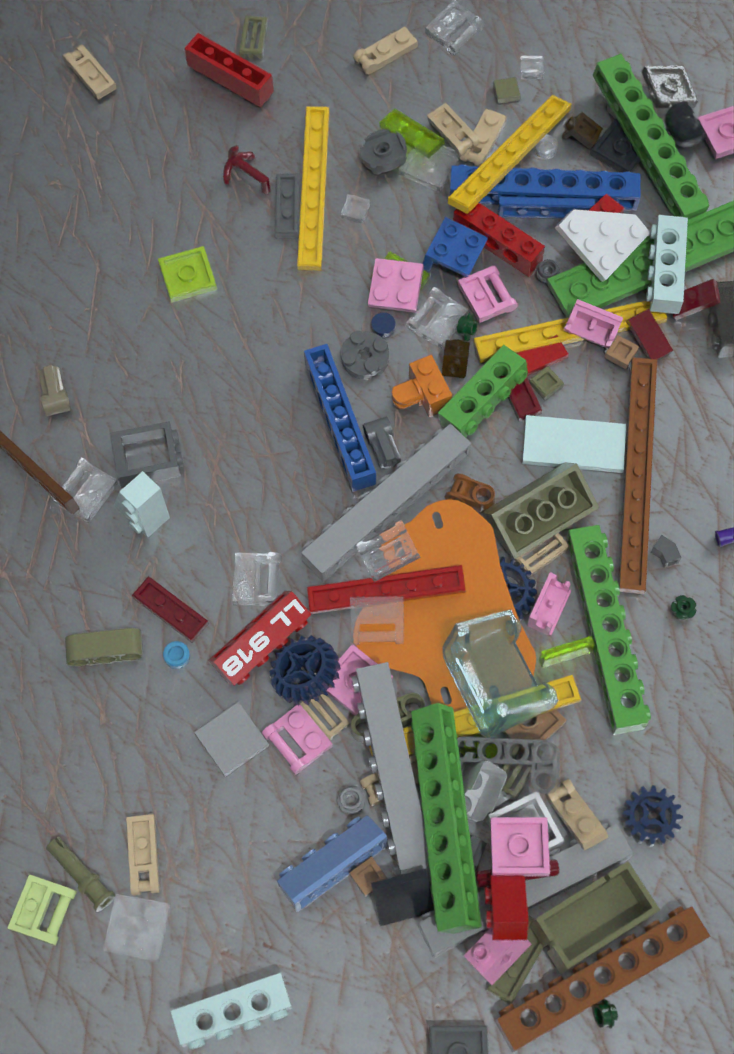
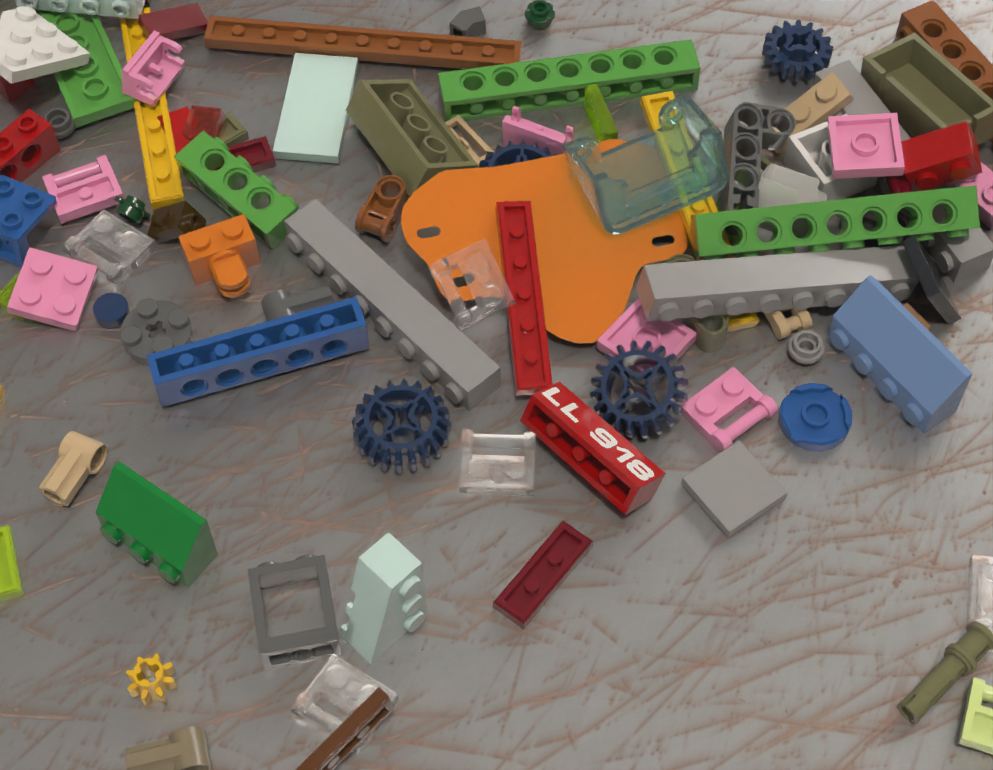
camera: 90 degrees left, 10 degrees down
(103, 383) = (150, 668): none -> yellow gear
(103, 647) = (608, 657): olive beam -> none
(143, 853) = (908, 591): tan plate -> none
(176, 655) = (613, 563): dark azure tile -> none
(205, 367) = (155, 526): none -> green slope
(261, 318) = (76, 460): none -> tan piece
(269, 500) = (402, 438): none -> dark blue gear
(291, 803) = (815, 417): none -> blue tile
(336, 729) = (691, 363): tan tile -> none
(377, 611) = (556, 304): clear plate -> none
(542, 364) = (204, 119): none -> clear red plate
(621, 352) = (195, 51): medium nougat plate -> none

